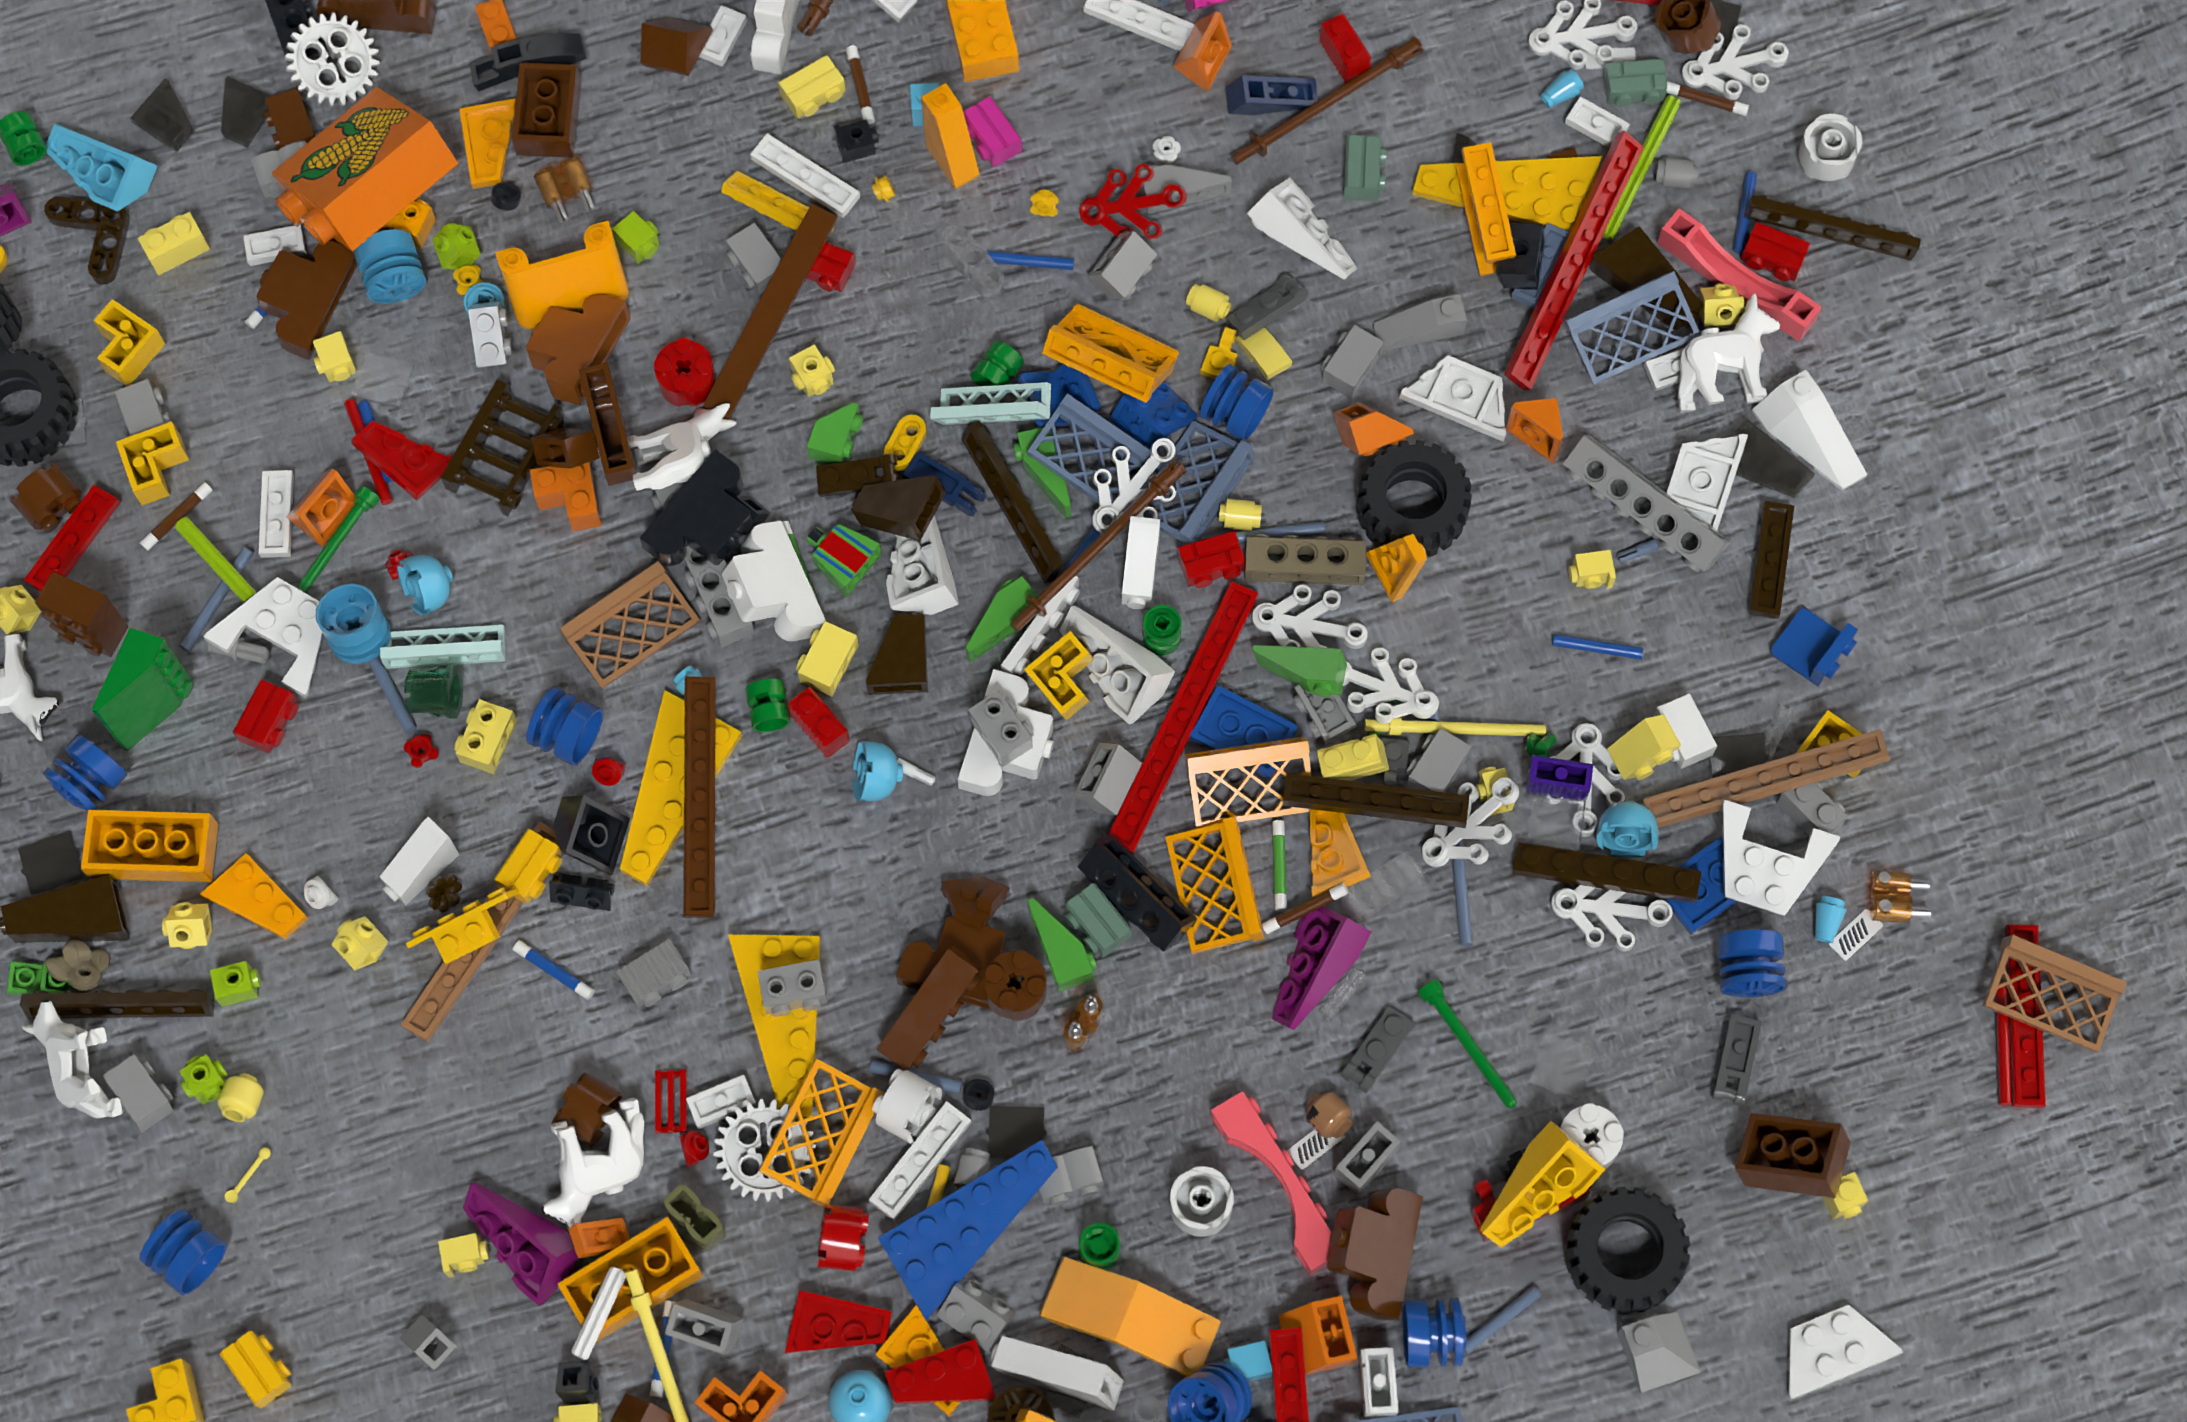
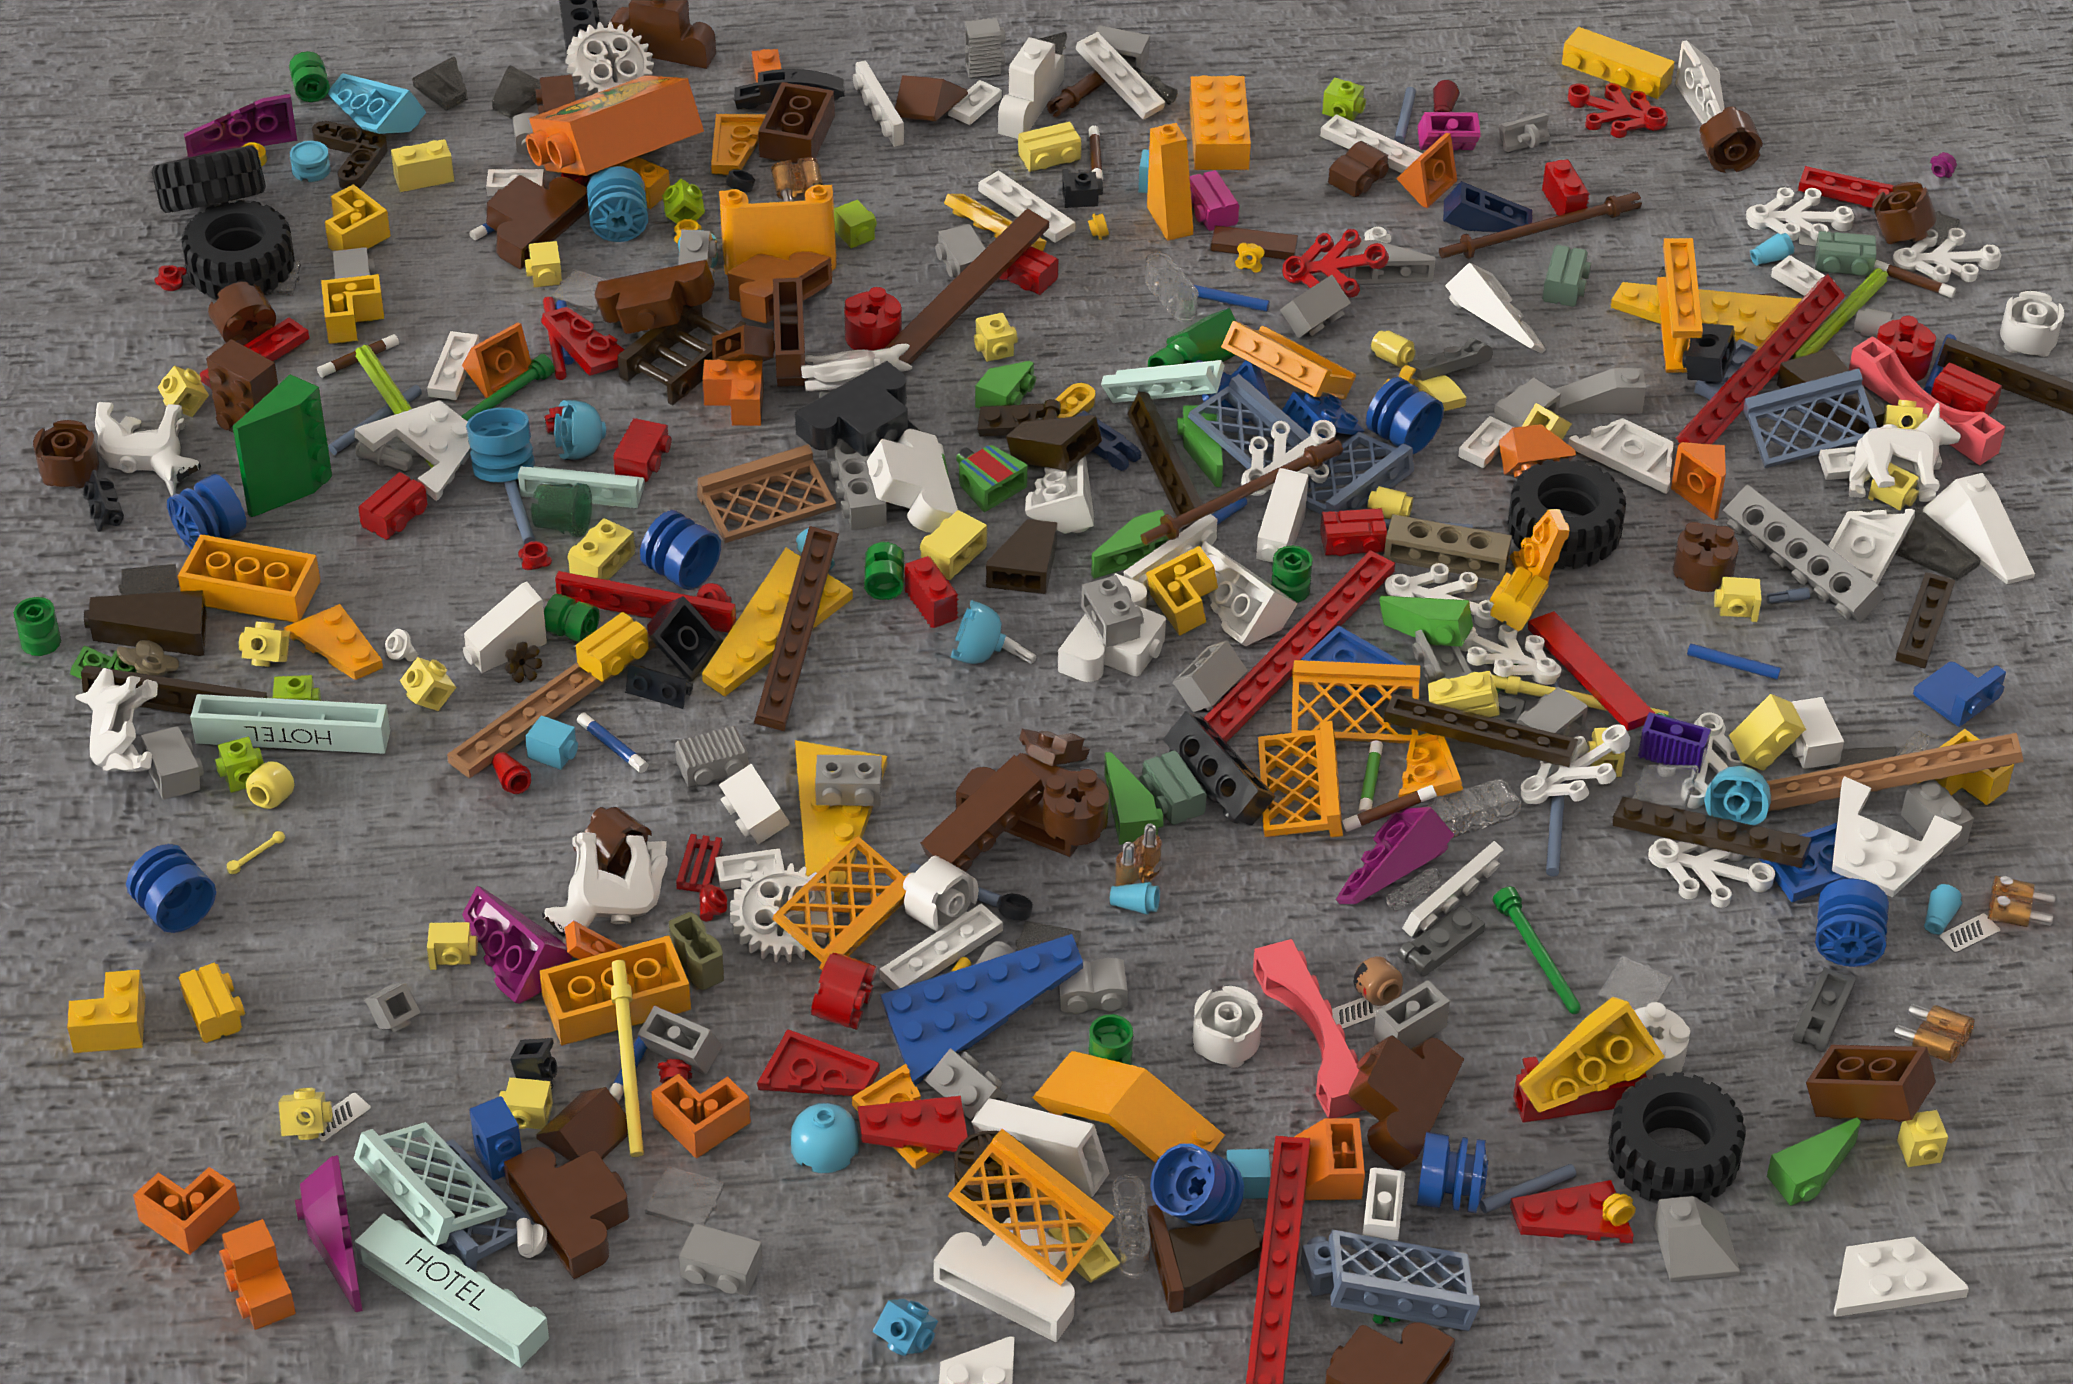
camera: 10 degrees right, 25 degrees down
(54, 256) = (310, 161): none -> medium azure wheel
(240, 1022) = (291, 723): none -> light aqua brick
(458, 394) = (654, 296): none -> reddish brown brick
(466, 932) = (537, 681): yellow bracket -> none
(468, 1033) = (512, 774): none -> red cone
(477, 830) = (570, 618): none -> green wheel
(493, 590) = (641, 449): none -> red brick
(497, 988) = (551, 742): none -> medium azure brick
(542, 791) = (640, 600): none -> red tile
(598, 1313) = (574, 997): white axle -> none
(617, 50) = (880, 105): none -> white plate
(706, 1359) = (672, 1068): none -> red plate
(707, 1029) = (754, 805): none -> white brick
(1022, 323) = (1209, 335): none -> green slope
(1055, 177) = (1274, 244): none -> reddish brown tile
(1088, 1060) = (1136, 897): none -> medium azure cone
(1131, 57) = (1358, 169): none -> reddish brown brick
(1319, 410) = (1484, 442): none -> white plate
(1376, 384) = (1548, 419): none -> light yellow brick
(1384, 619) = (1517, 597): none -> yellow brick
(1386, 981) = (1446, 896): none -> white plate
(1466, 694) = (1590, 670): none -> red tile
(1546, 1338) = (1569, 1211): none -> red wing
(1557, 509) = (1705, 556): none -> reddish brown brick
(1586, 1337) = (1618, 1209): none -> yellow plate
(1712, 203) = (1911, 343): none -> red brick
(1732, 390) = (1901, 493): none -> light yellow brick
(1748, 1246) = (1807, 1166): none -> bright green slope
(1846, 1066) = (1941, 1033): none -> clear orange piece

